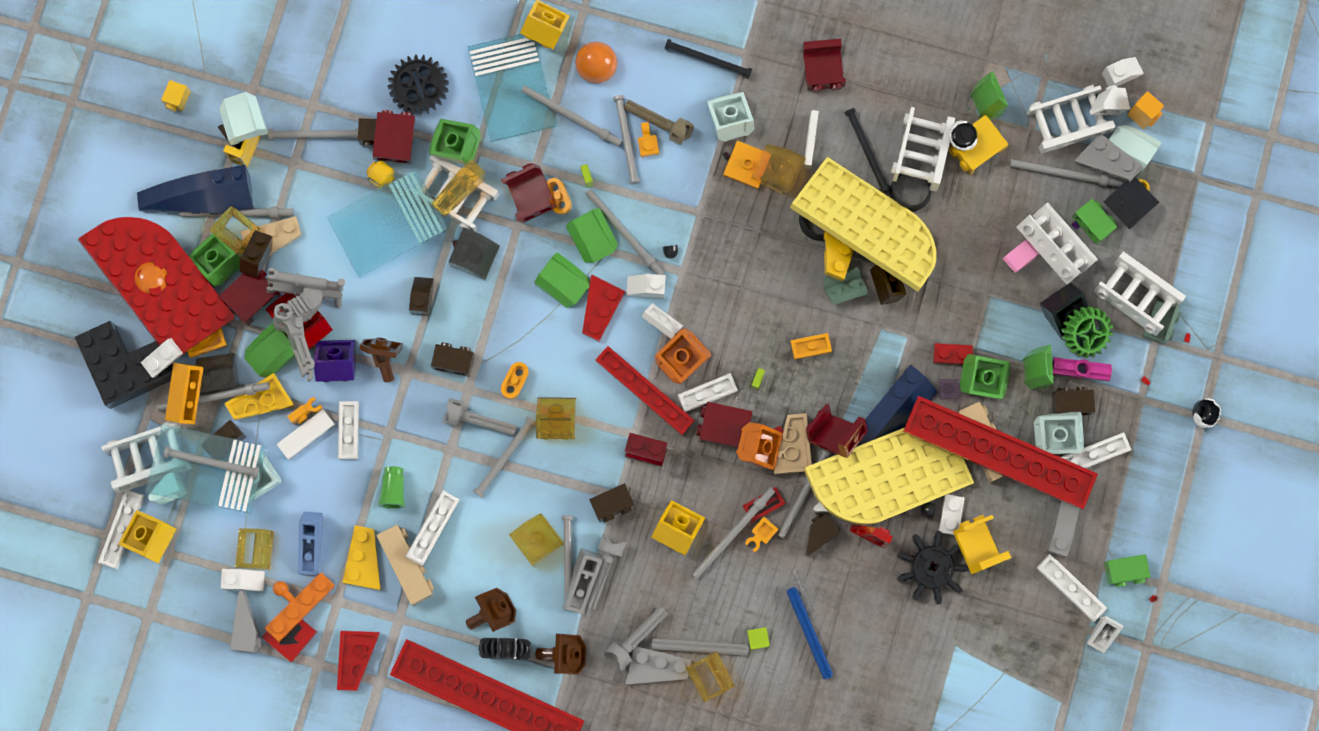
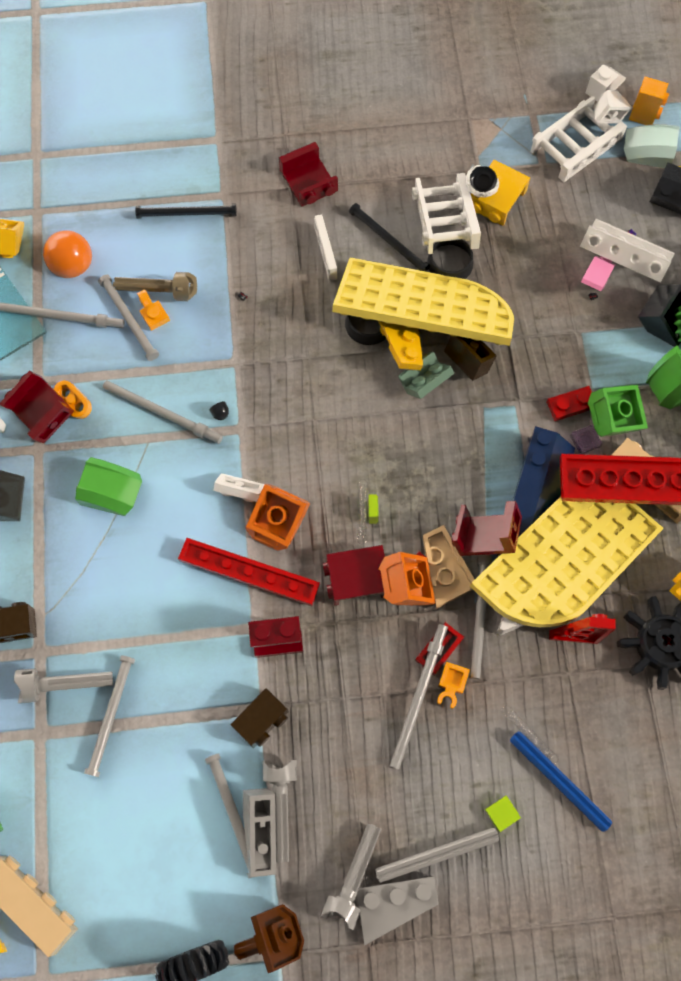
camera: 20 degrees left, 10 degrees down
(432, 528) = (45, 843): white tile -> none
(495, 610) = (162, 916): reddish brown piece -> none
(514, 381) = (89, 620): light orange plate -> none
(536, 539) = (183, 802): clear yellow slope -> none
(555, 418) = (155, 644): clear yellow slope -> none
(586, 175) = (97, 367): lime tile -> none
(592, 236) = (124, 426): bright green slope -> none
(600, 307) = (164, 500): red wing -> none
(646, 286) = (207, 456): white slope -> none
(678, 527) = (351, 716): yellow slope -> none
(708, 392) = (326, 542): white tile -> none
(719, 672) = (476, 879): clear yellow tile -> none
(731, 116) = (233, 254): light aqua slope -> none
(743, 164) = (269, 296): light orange plate -> none
(778, 168) = (304, 285): clear yellow slope -> none
(811, 346) = (416, 452): light orange plate -> none
(820, 533) = (519, 655): dark brown slope -> none
(928, 510) = (628, 579): black hinge -> none
(951, 514) = (654, 574): white plate -> none
(989, 97) = (490, 141): bright green slope -> none
(1094, 221) = (651, 220): bright green brick -> none
(1102, 180) = (637, 183): light grey bar -> none
(1109, 158) = (637, 155): light grey wing -> none

